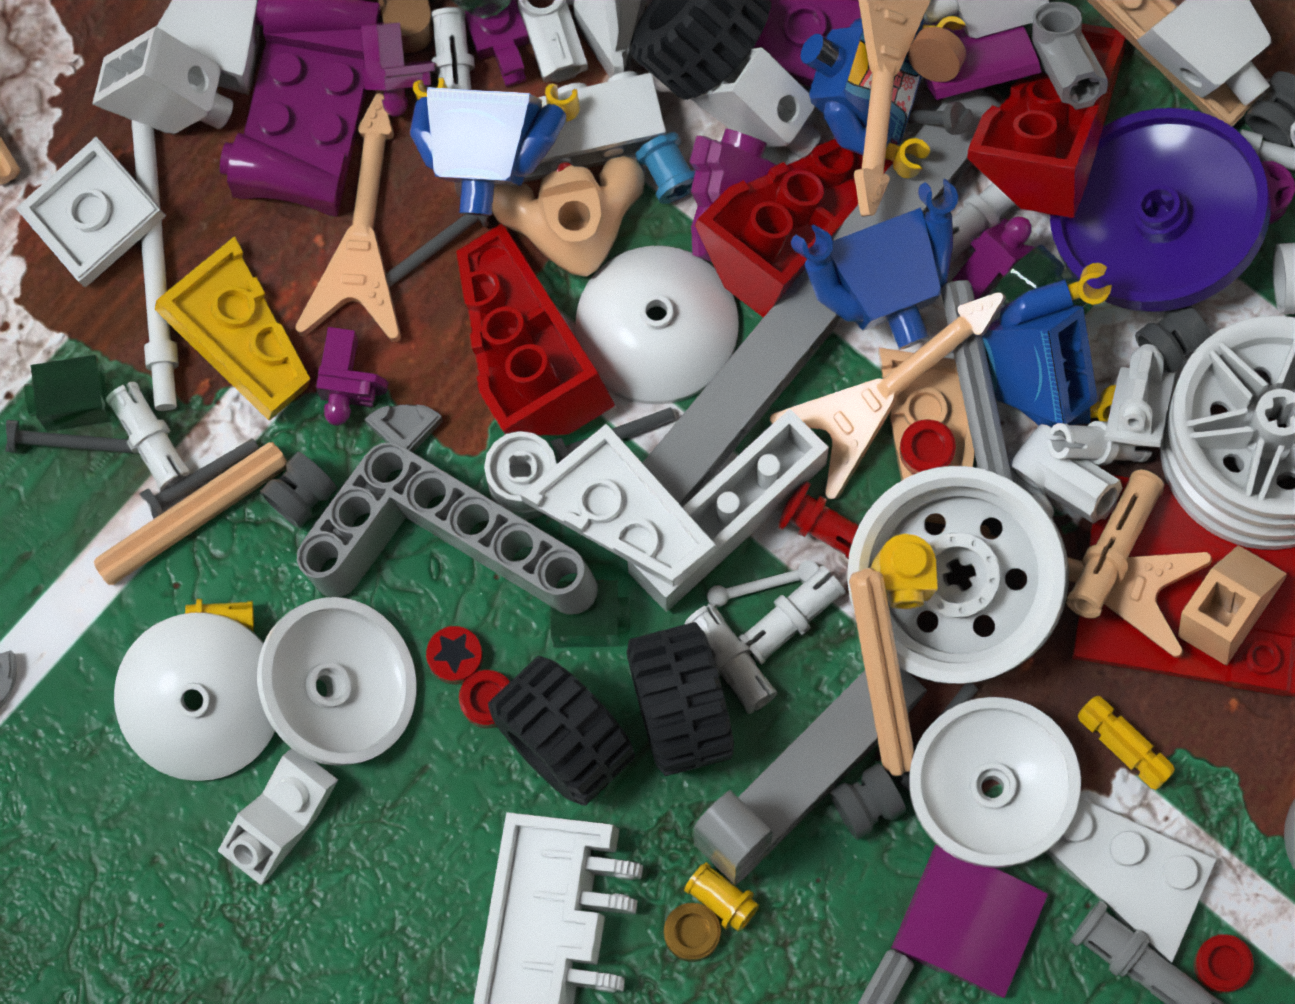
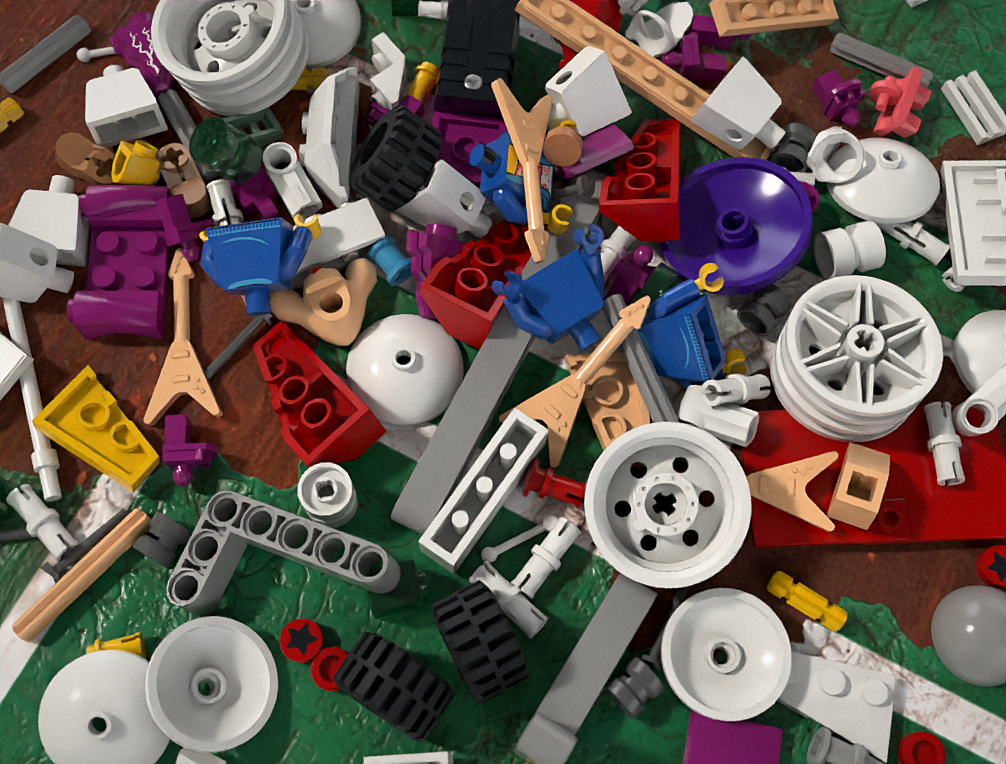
camera: 20 degrees left, 5 degrees down
(404, 424) = (235, 475): light grey tile -> none
(622, 507) = (407, 504): white wing -> none
(623, 431) = (357, 472): dark grey piece -> none
(882, 670) = (628, 587): light nougat axle -> none
(907, 571) = (630, 510): yellow plate -> none
(927, 446) = (616, 416): red tile -> none
(1067, 55) = (649, 134): light grey piece -> none
(1107, 559) = (764, 494): light nougat pin -> none
(1141, 400) = (757, 354): white hinge -> none

